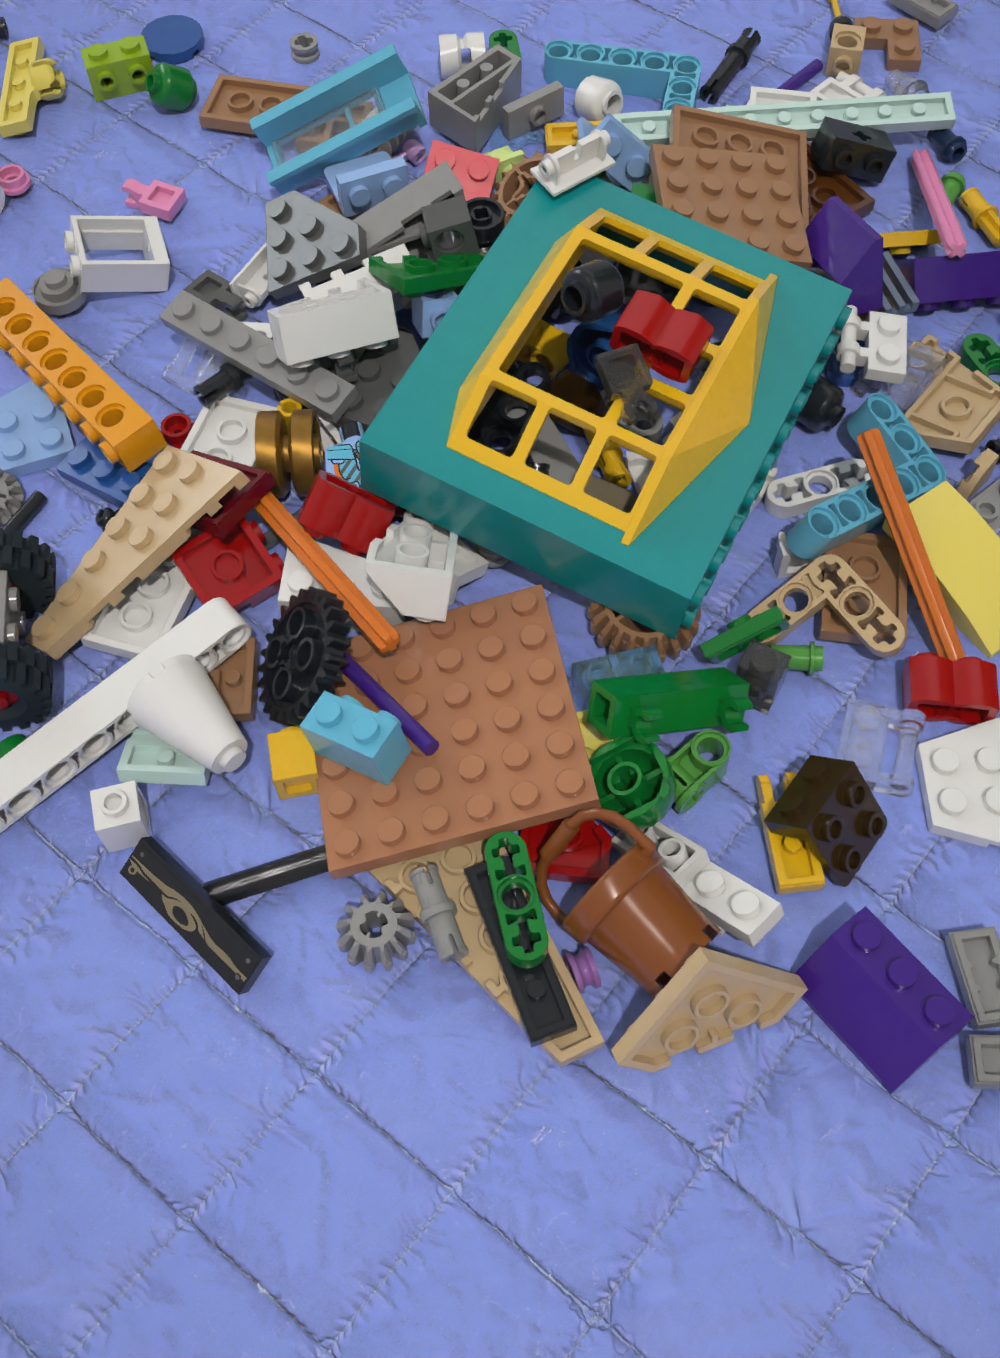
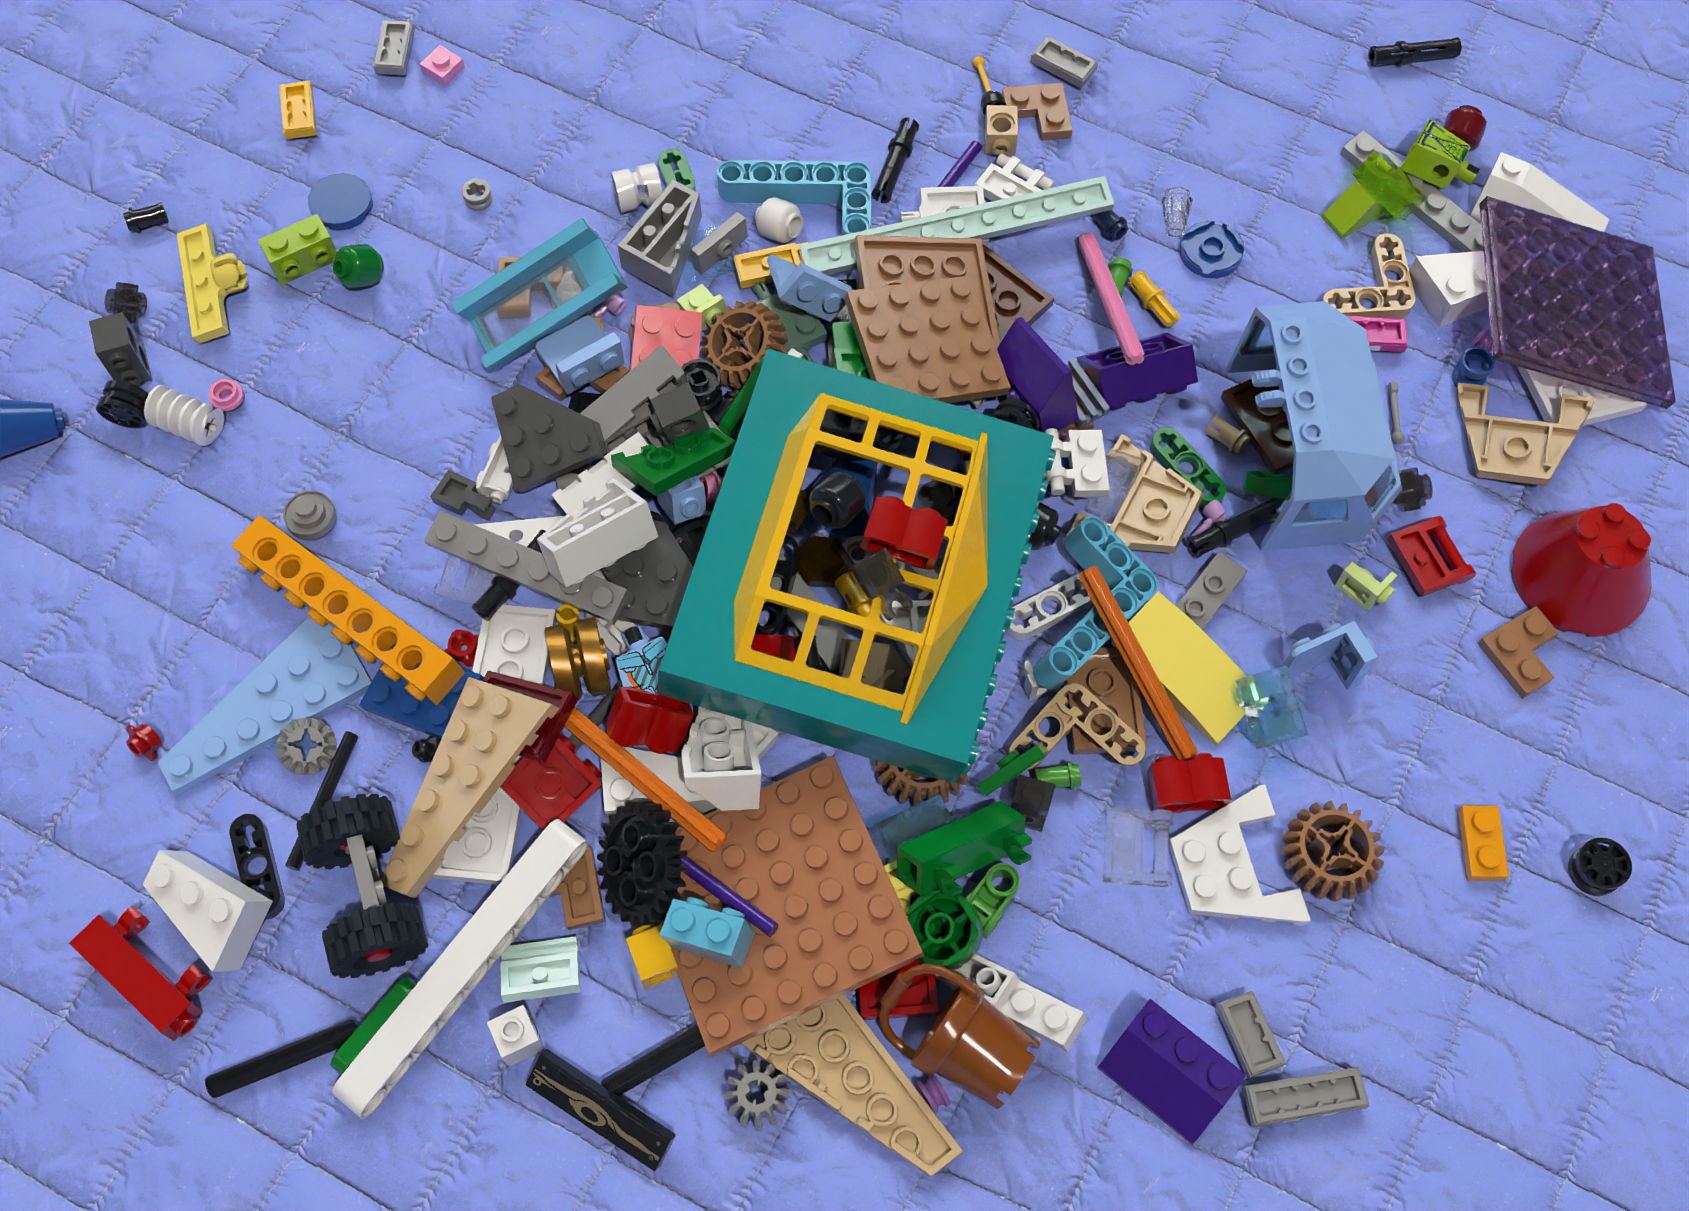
camera: 15 degrees left, 5 degrees up
(117, 234) = (352, 445): white window -> none
(155, 200) = (376, 397): bright pink plate -> none
(189, 714) = (558, 937): white cone -> none
(239, 99) = (442, 271): medium nougat plate -> none
(438, 914) = (808, 1072): light grey pin -> none
(511, 933) = (891, 1071): green beam -> none
(533, 990) = (880, 1088): black tile -> none
(574, 164) = (790, 356): white hinge -> none
(704, 1006) = (1036, 1110): tan plate -> none
(791, 859) = (1078, 942): yellow hinge -> none
(833, 812) = (1109, 919): dark brown bracket -> none
(853, 150) = (1026, 248): black brick -> none
(902, 241) = (1081, 338): yellow plate -> none
(904, 84) = (1064, 166): clear cone -> none
(984, 467) = (1183, 573): tan tile -> none

